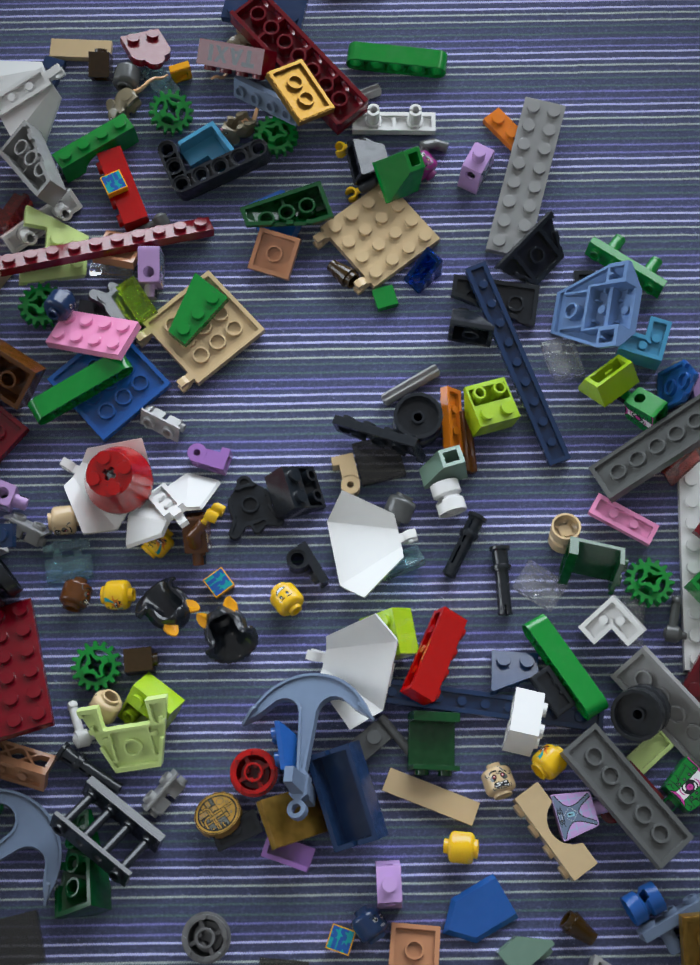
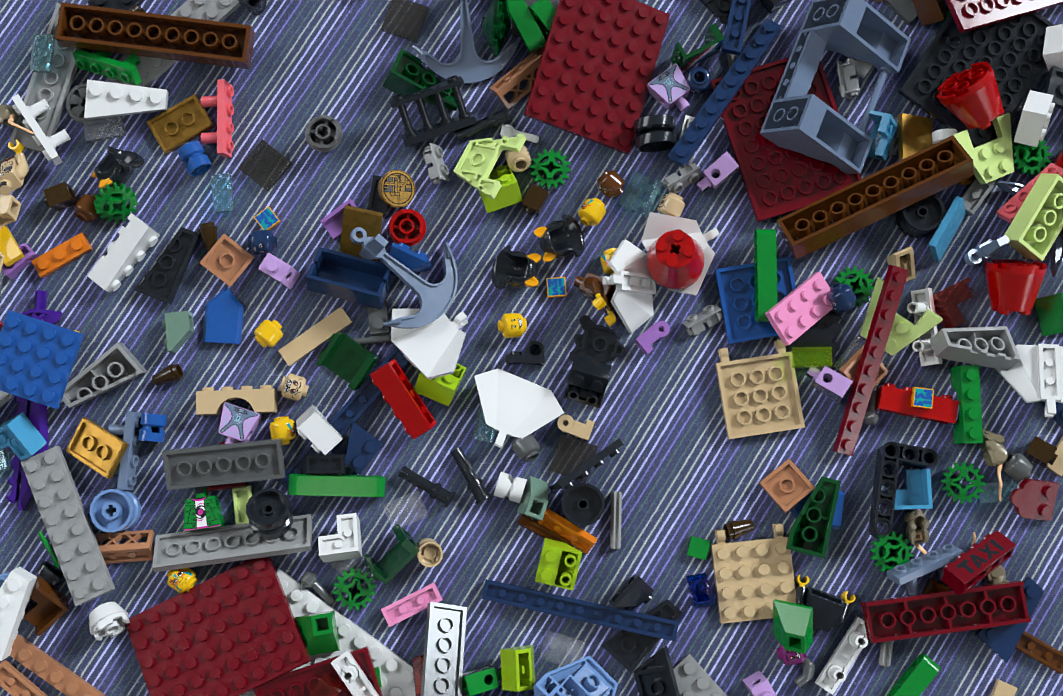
camera: 120 degrees right, 10 degrees up
(180, 72) = (997, 513): light orange tile -> none
(196, 310) = (775, 397): green wing -> none
(300, 92) = (911, 590): tile -> none

